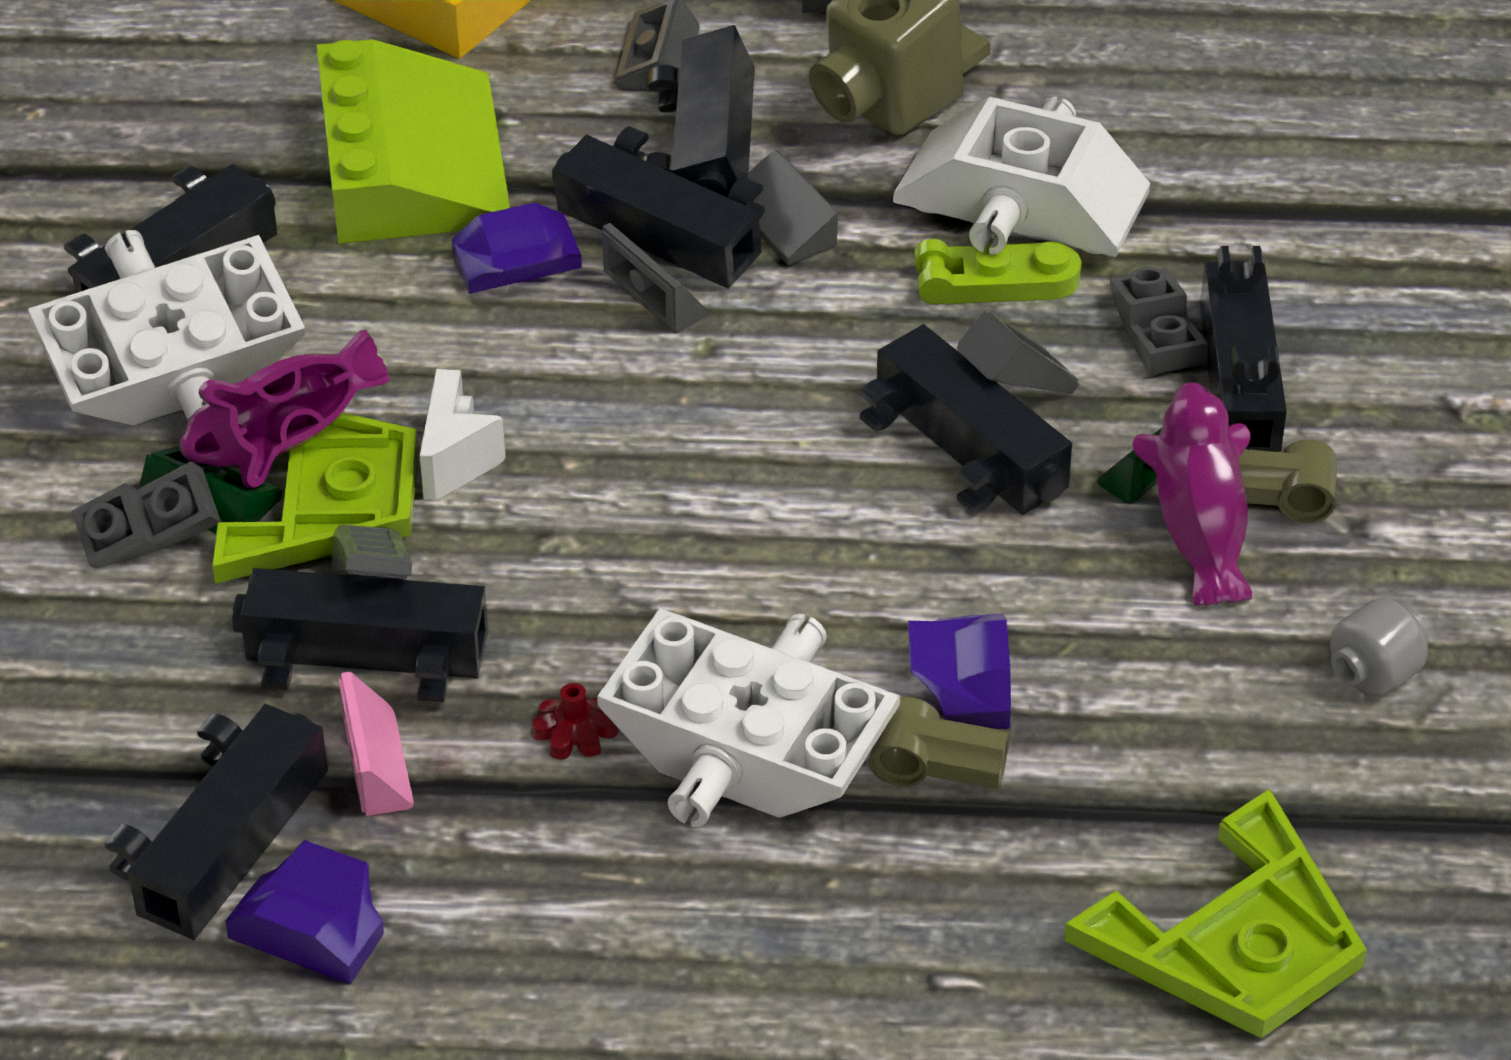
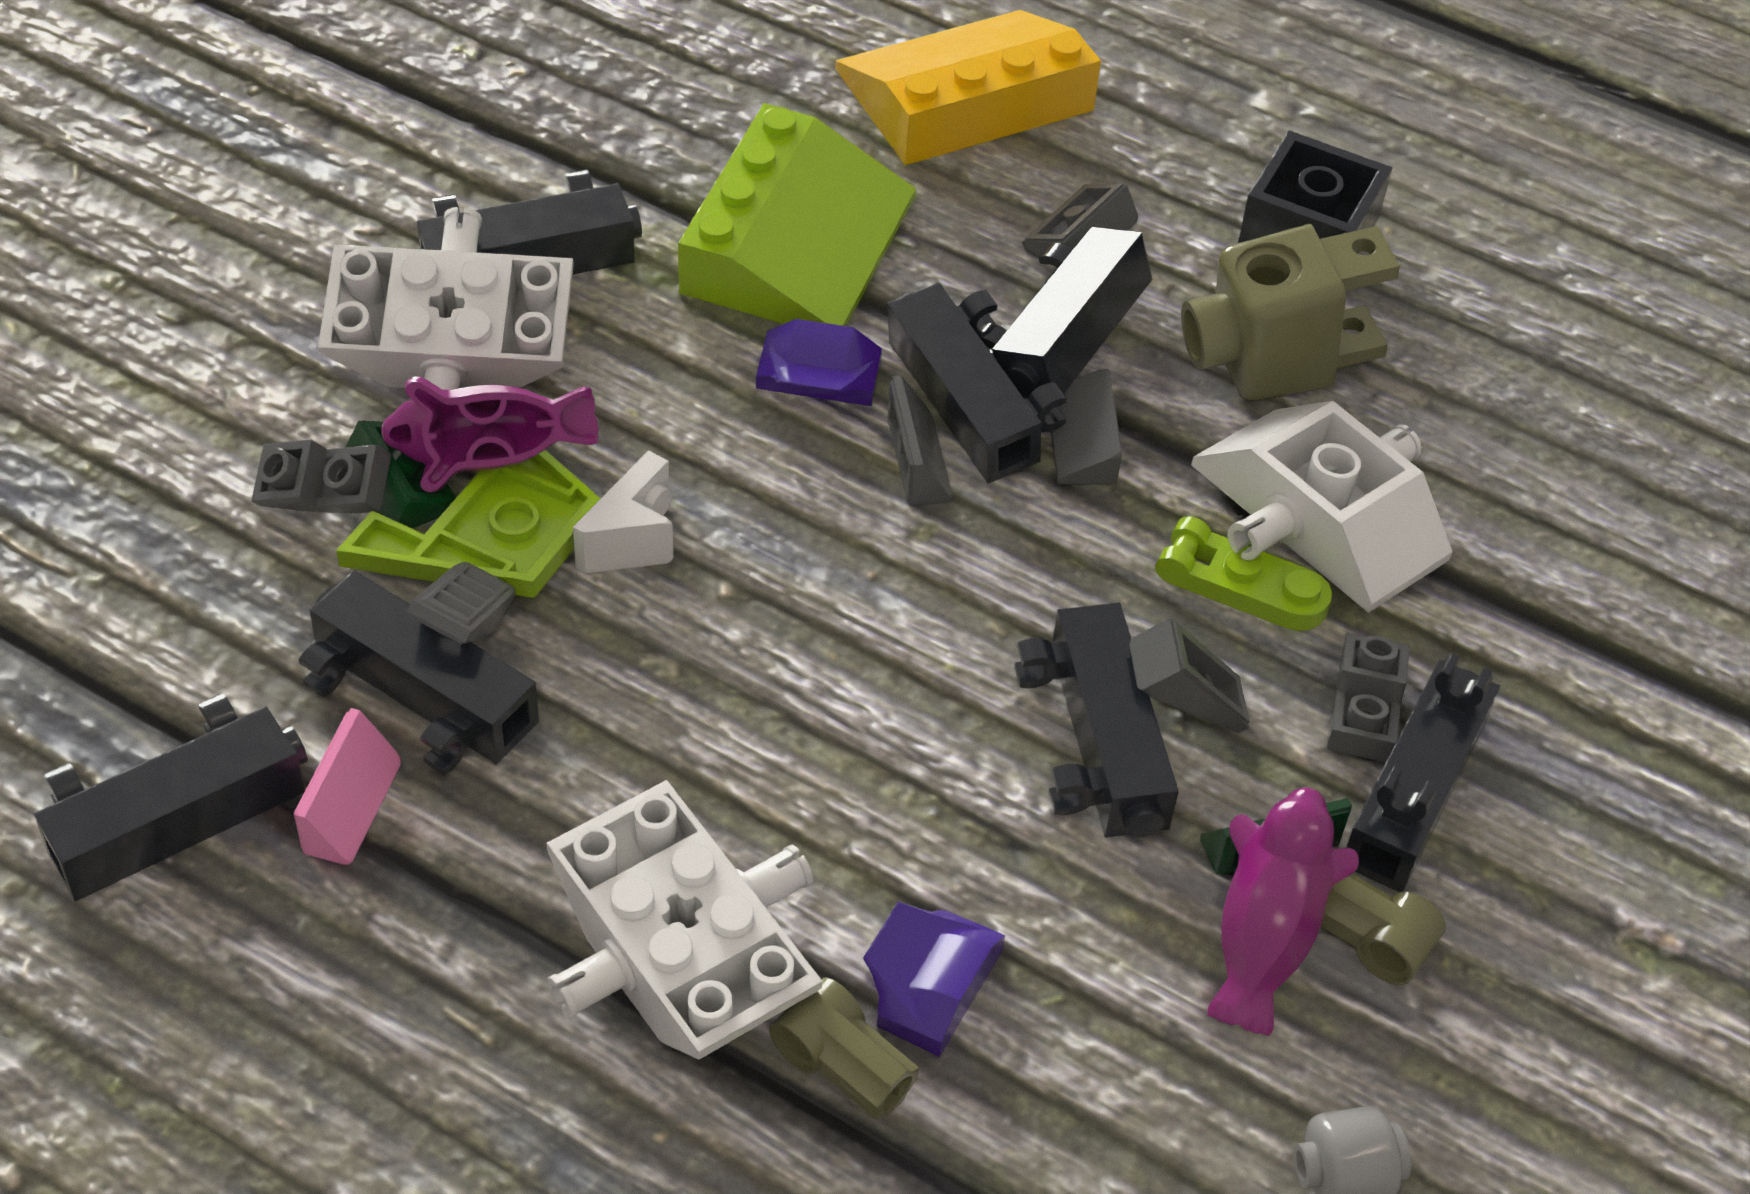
camera: 25 degrees right, 5 degrees up
(311, 913) = (177, 930): dark purple slope -> none
(572, 722) = (528, 851): dark red plant -> none

